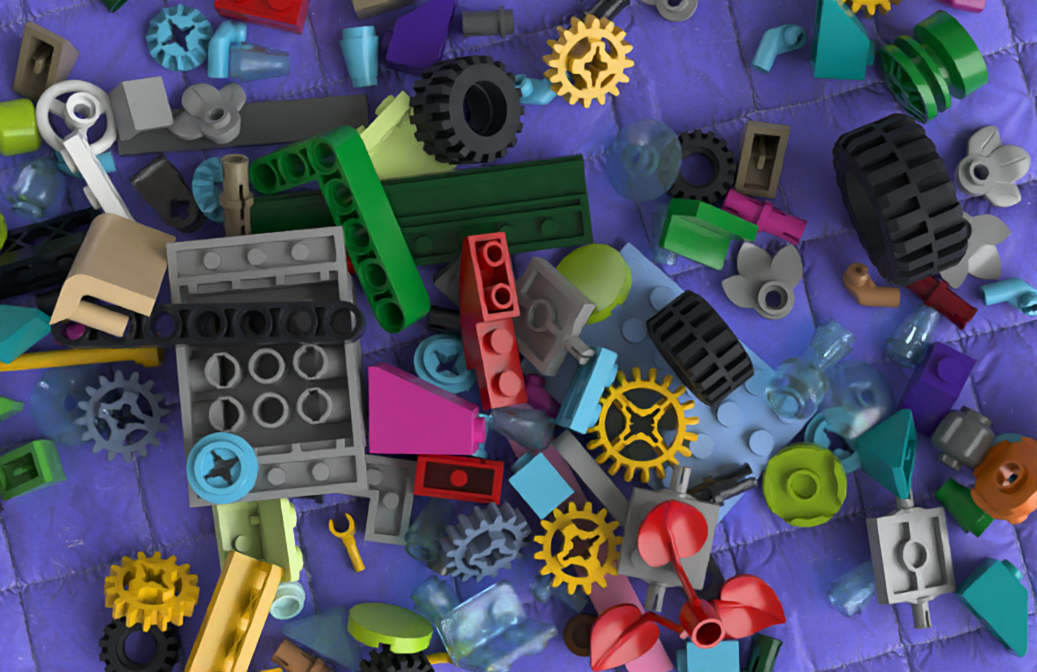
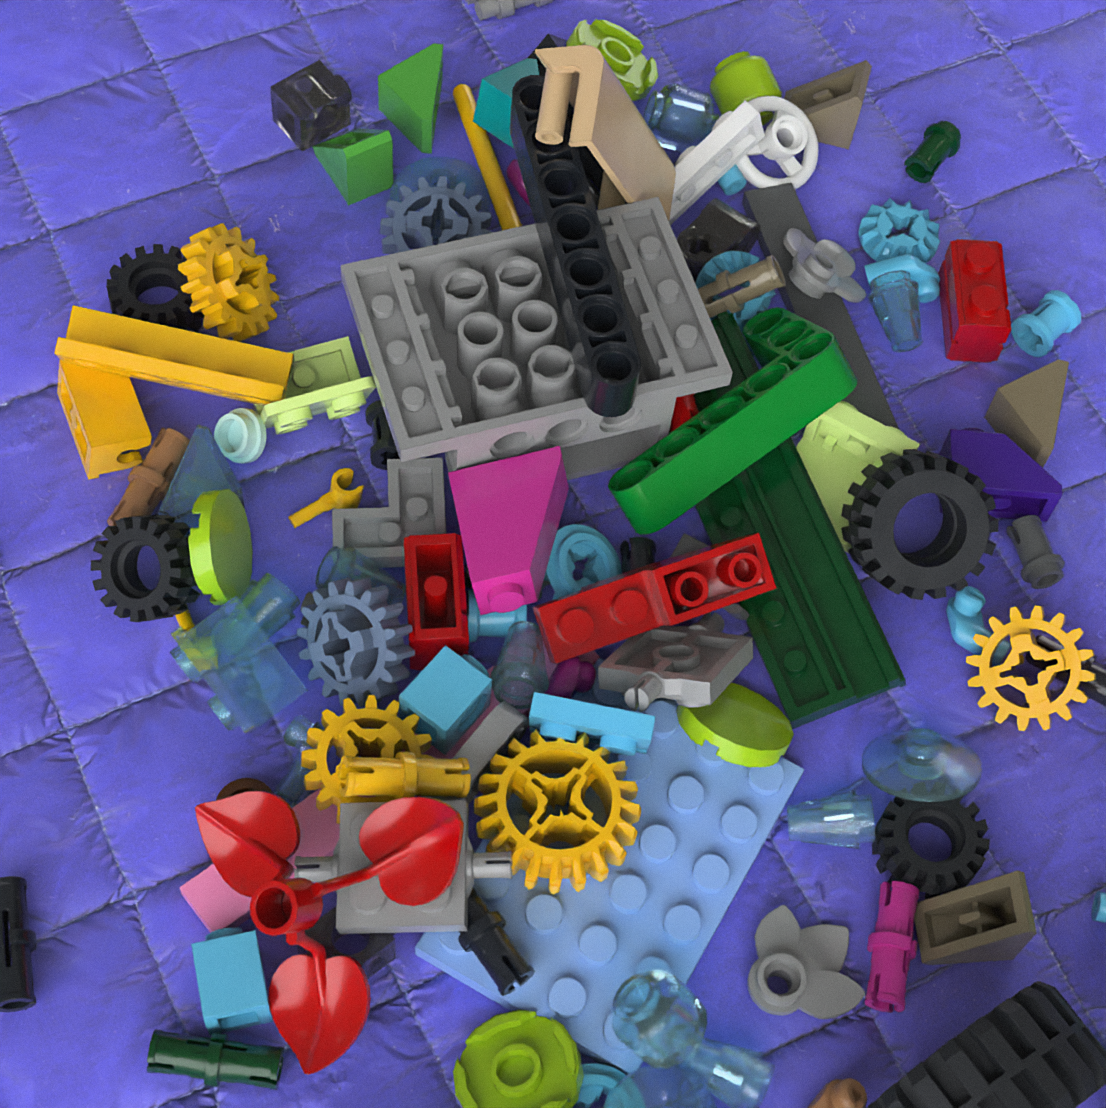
camera: 75 degrees right, 25 degrees down
(140, 106) = (811, 195): light grey panel -> none
(202, 462) = (397, 264): medium azure gear -> none
(361, 55) = (951, 409): medium azure cone -> none
(609, 527) = (403, 776): none -> yellow pin
(700, 348) = (684, 851): black tyre -> none
(702, 232) = (846, 854): green panel -> none

